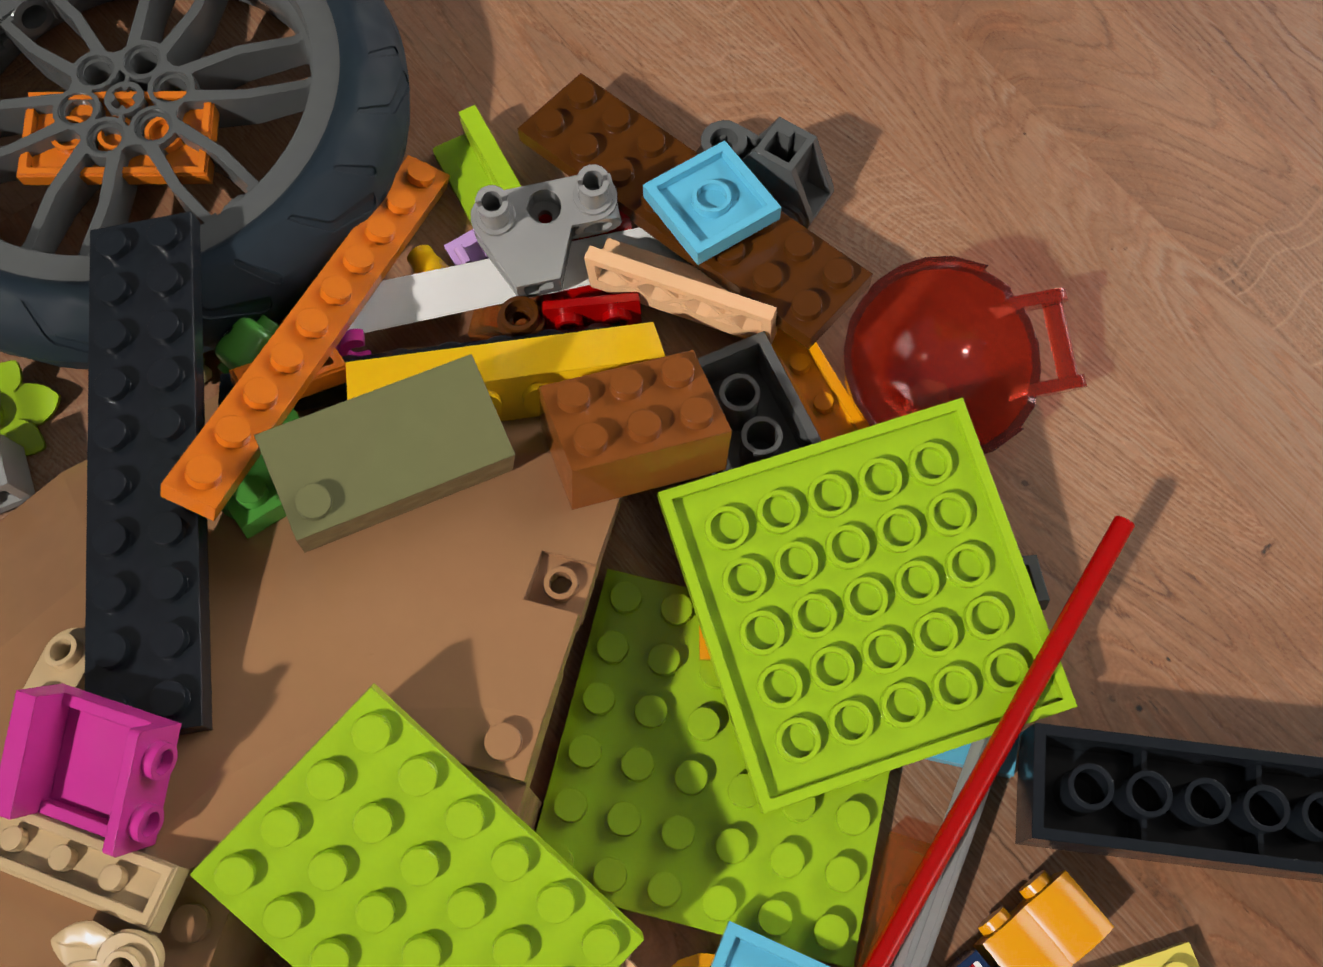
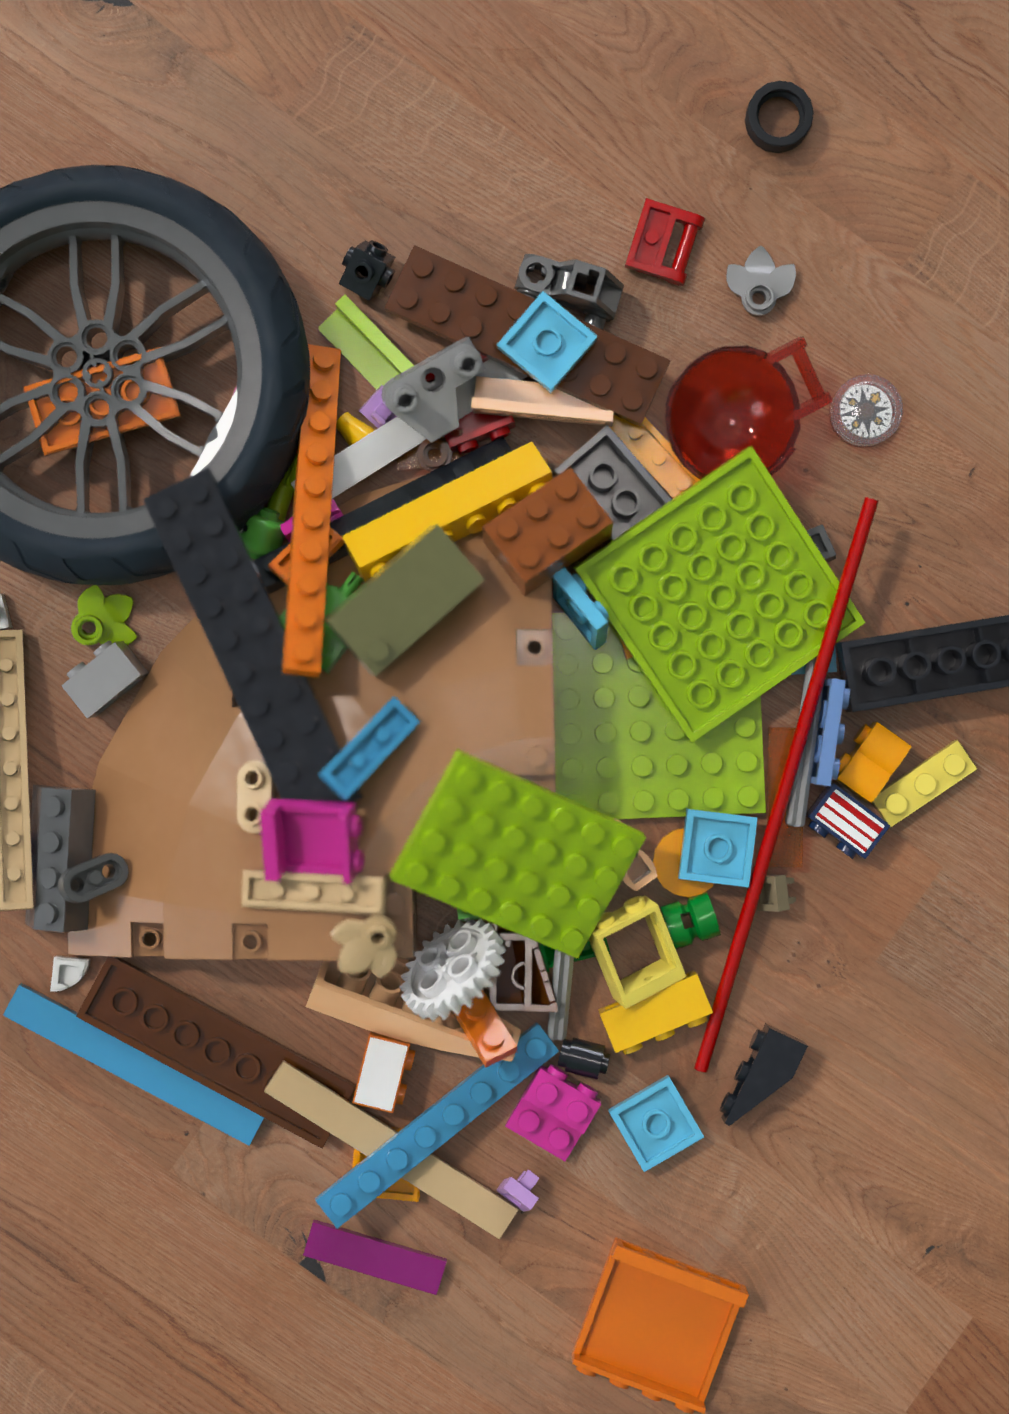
camera: 15 degrees left, 20 degrees up
(239, 648) = (368, 748): none -> dark azure plate
(514, 88) = (367, 269): none -> black brick
(652, 561) = (586, 615): none -> medium azure plate
(887, 148) = (653, 238): none -> red plate
(987, 861) = (830, 732): none -> medium blue plate
(1014, 230) = (760, 277): none -> light grey plate
(1083, 31) = (784, 90): none -> black tyre
(1130, 420) = (866, 411): none -> clear piece

